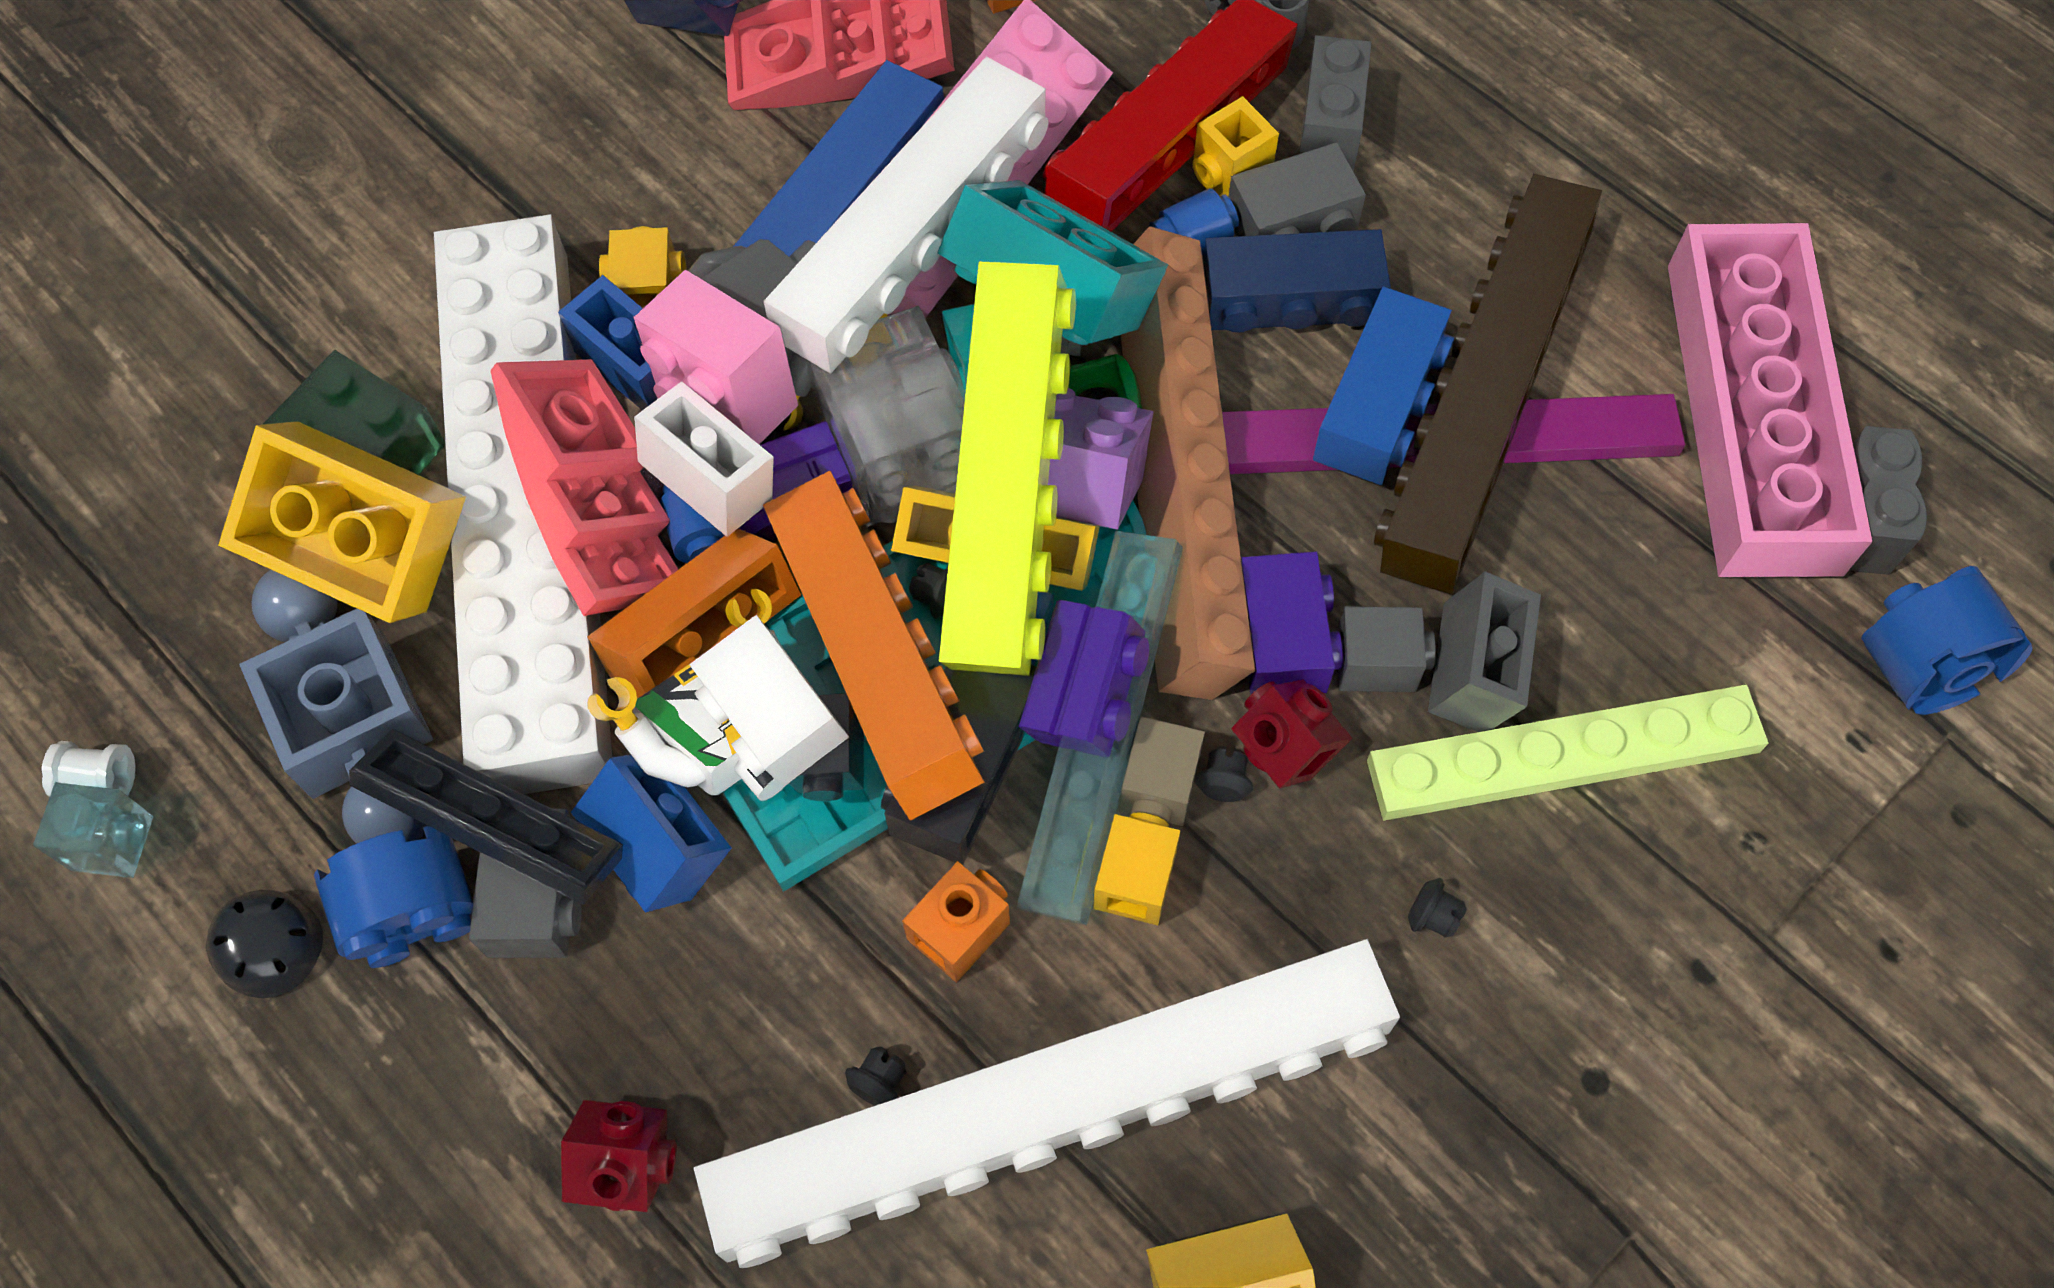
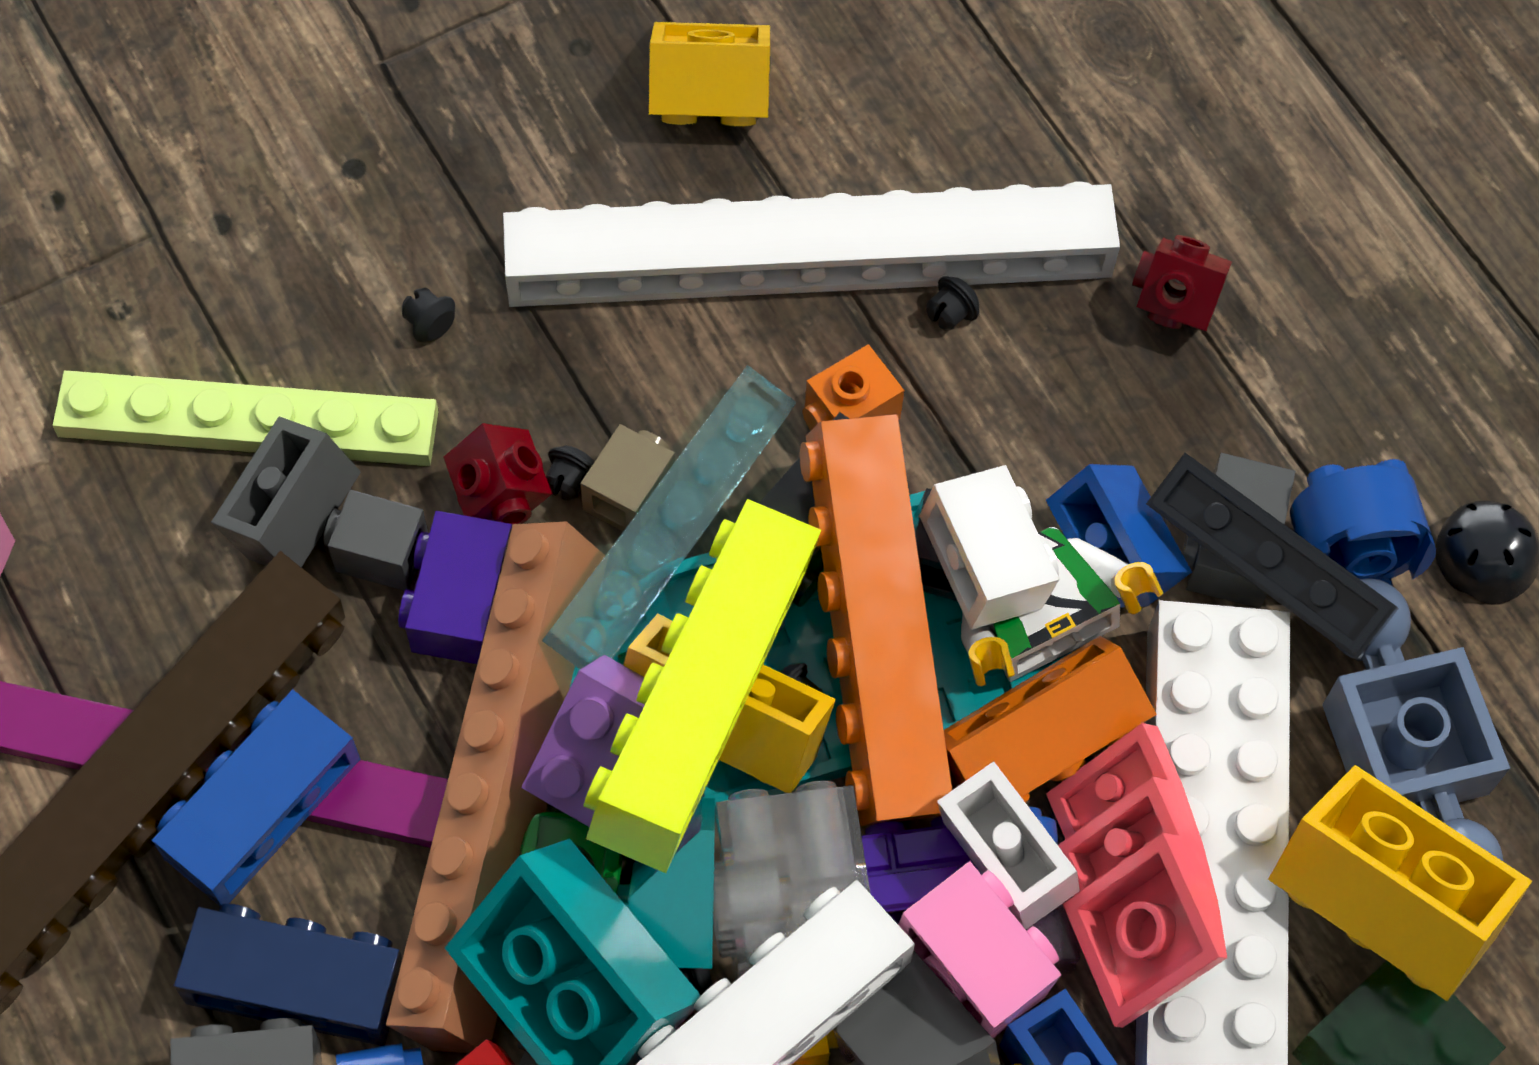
camera: 170 degrees left, 0 degrees up
(1085, 678) = (676, 533): dark purple brick -> none
(1136, 867) = (679, 398): yellow brick -> none

